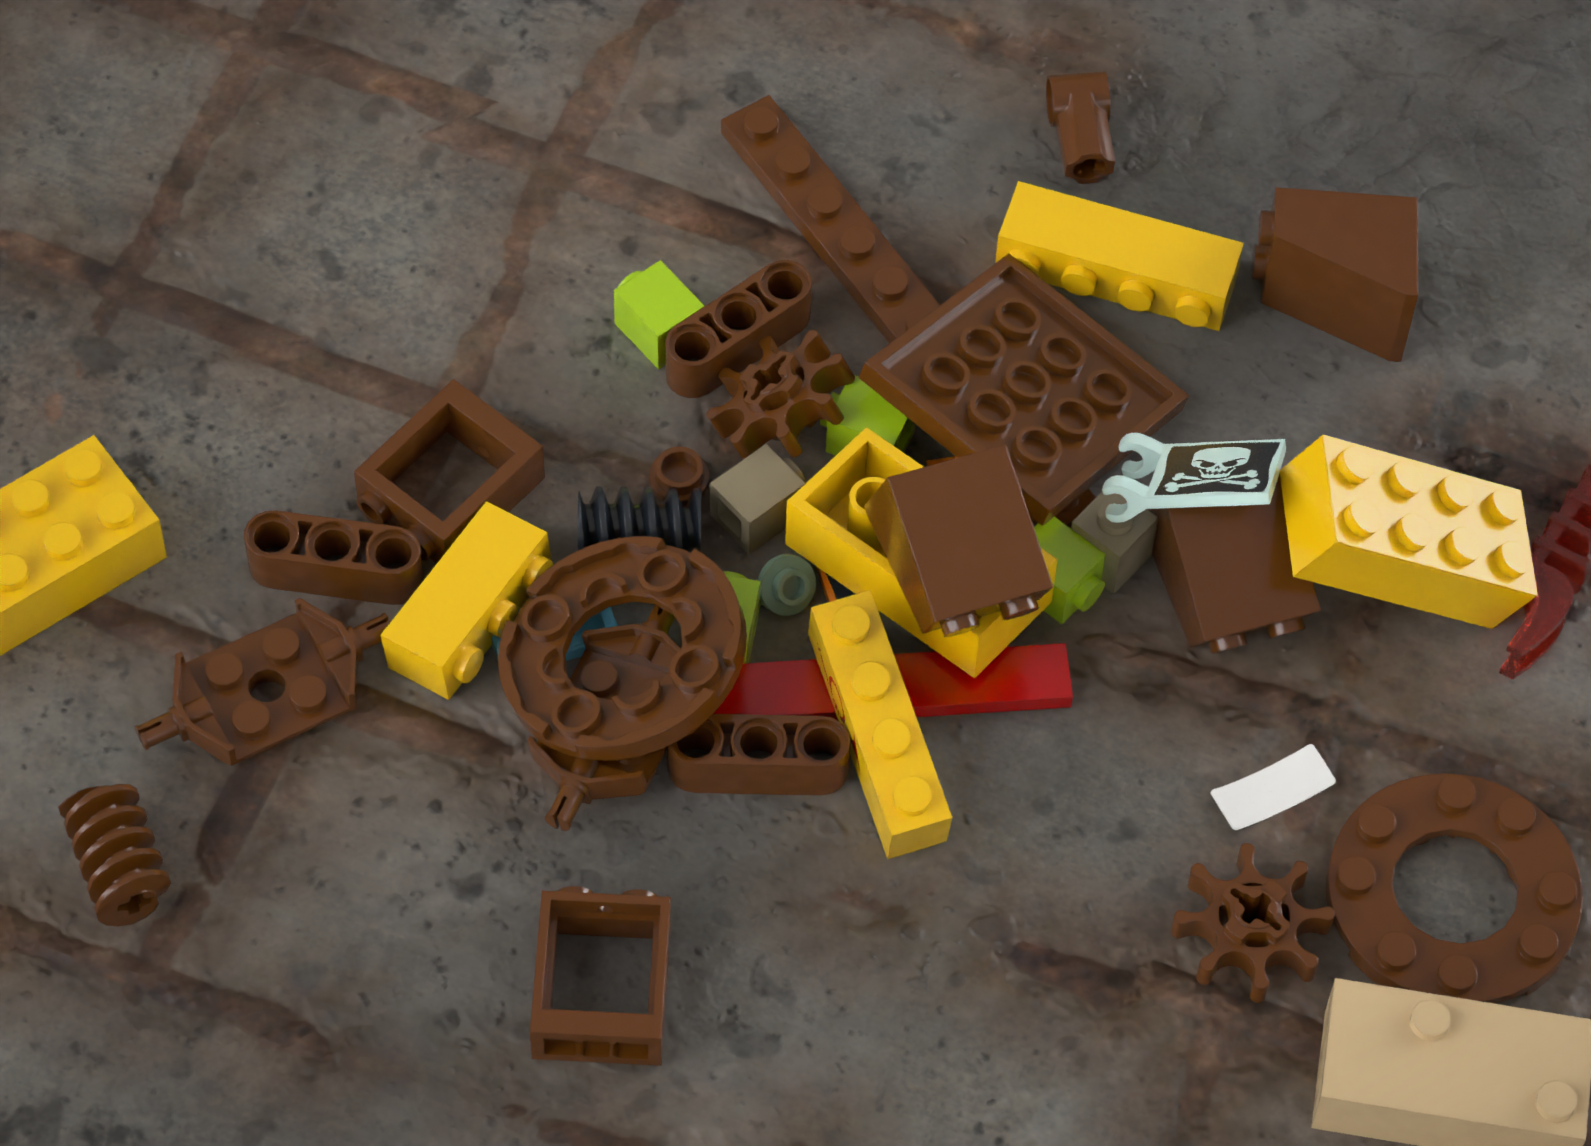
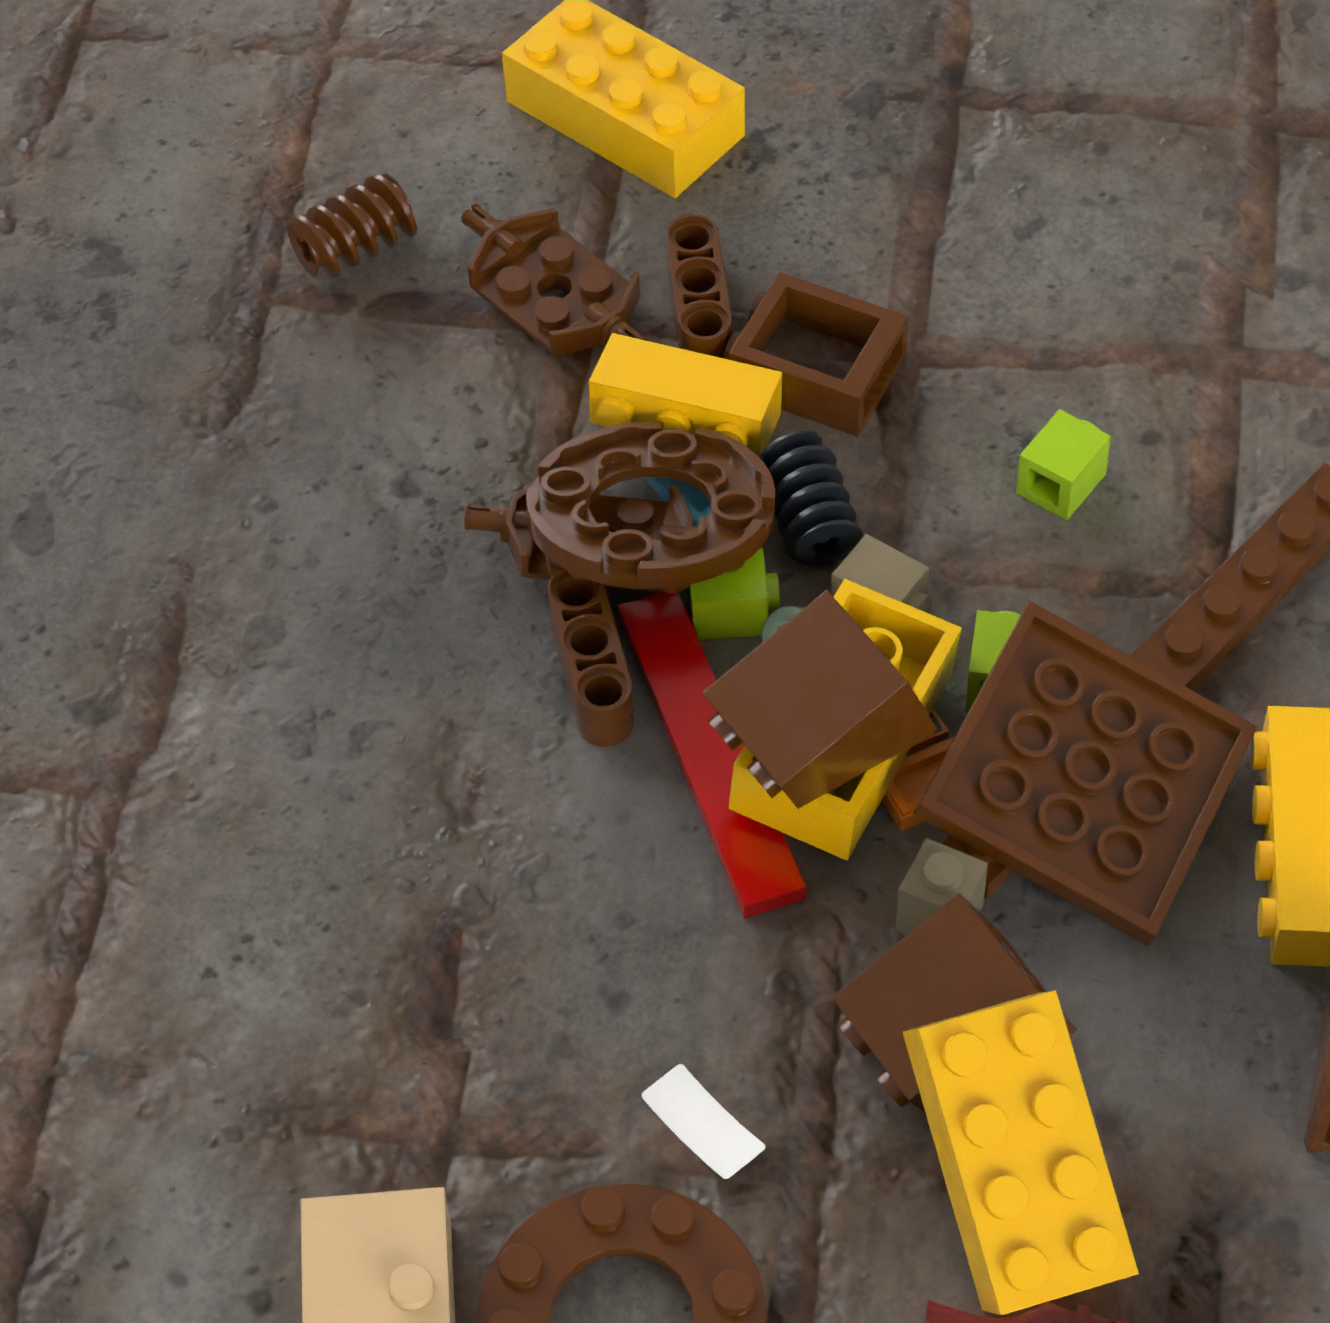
camera: 80 degrees right, 5 degrees down
(596, 1034) = (314, 548): reddish brown window -> none
(680, 469) = (892, 524): reddish brown plate -> none
(750, 306) = (1074, 530): reddish brown beam -> none
(781, 395) = (996, 571): reddish brown gear -> none
(880, 723) = (625, 736): yellow brick -> none
(1077, 570) = (883, 854): lime brick -> none
(1194, 475) = (1003, 929): light aqua flag -> none
(1252, 922) = (527, 1141): reddish brown gear -> none

